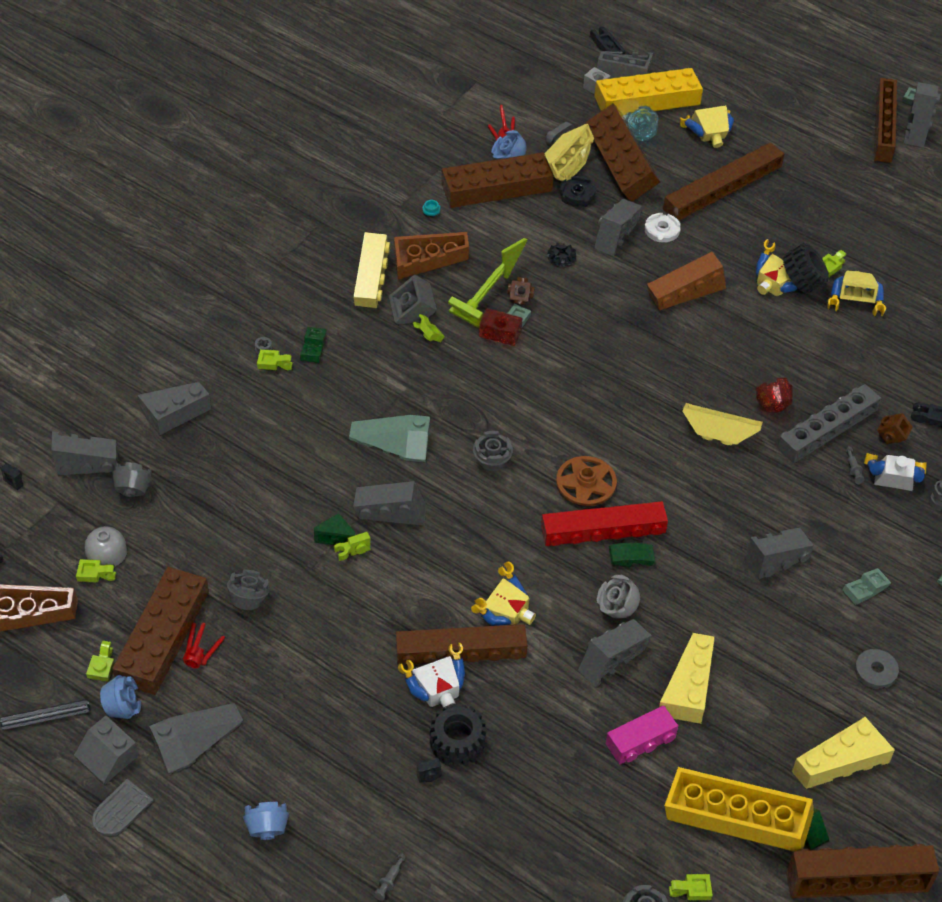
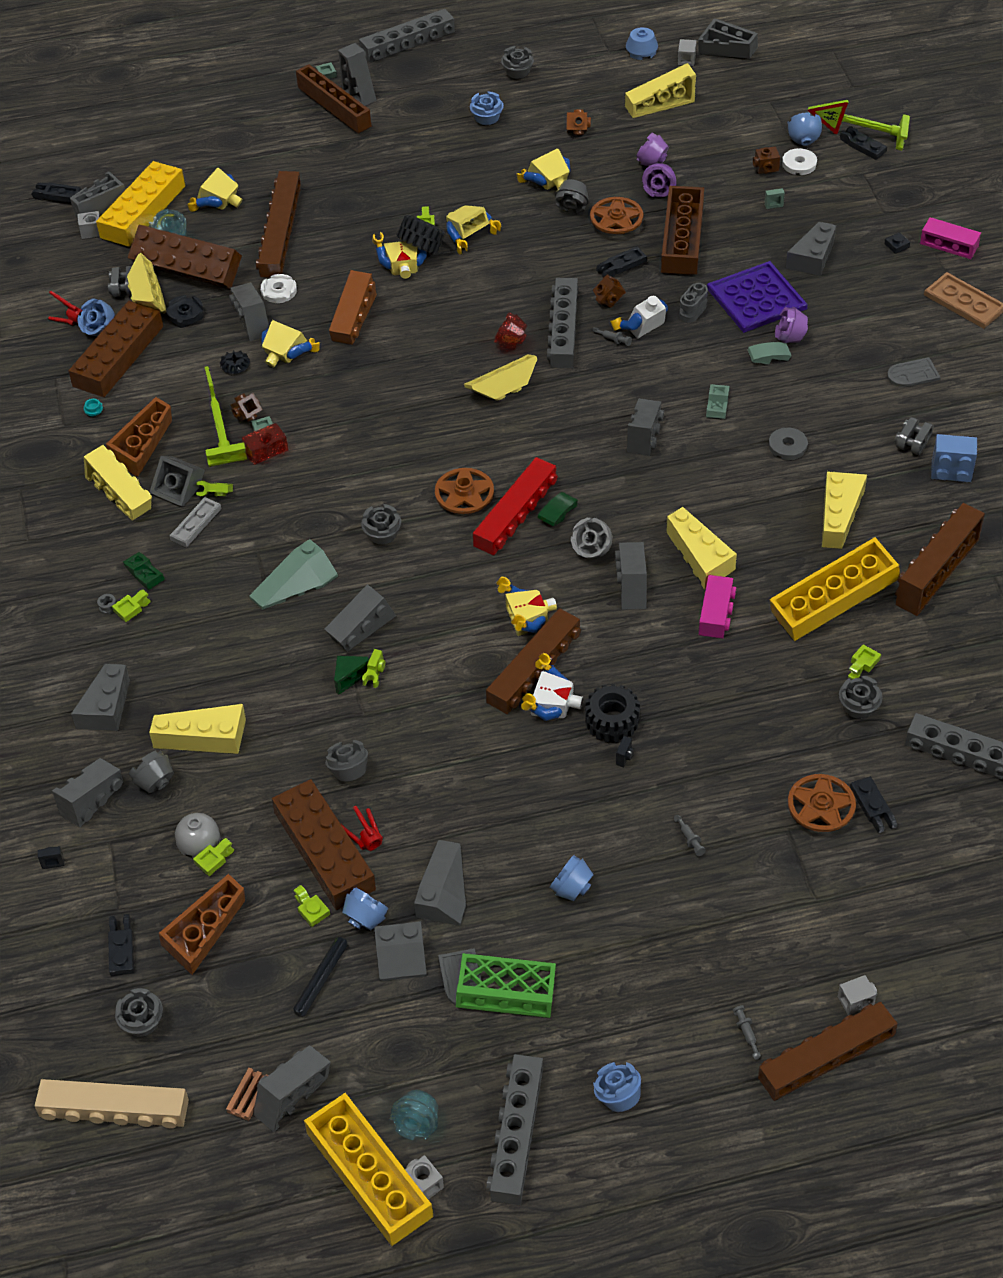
camera: 45 degrees left, 0 degrees up
(119, 857) = (504, 998): none -> bright green fence
(199, 482) = (200, 730): none -> light yellow wedge
(388, 341) = (195, 522): none -> light grey tile
(607, 268) = (285, 343): none -> light yellow torso

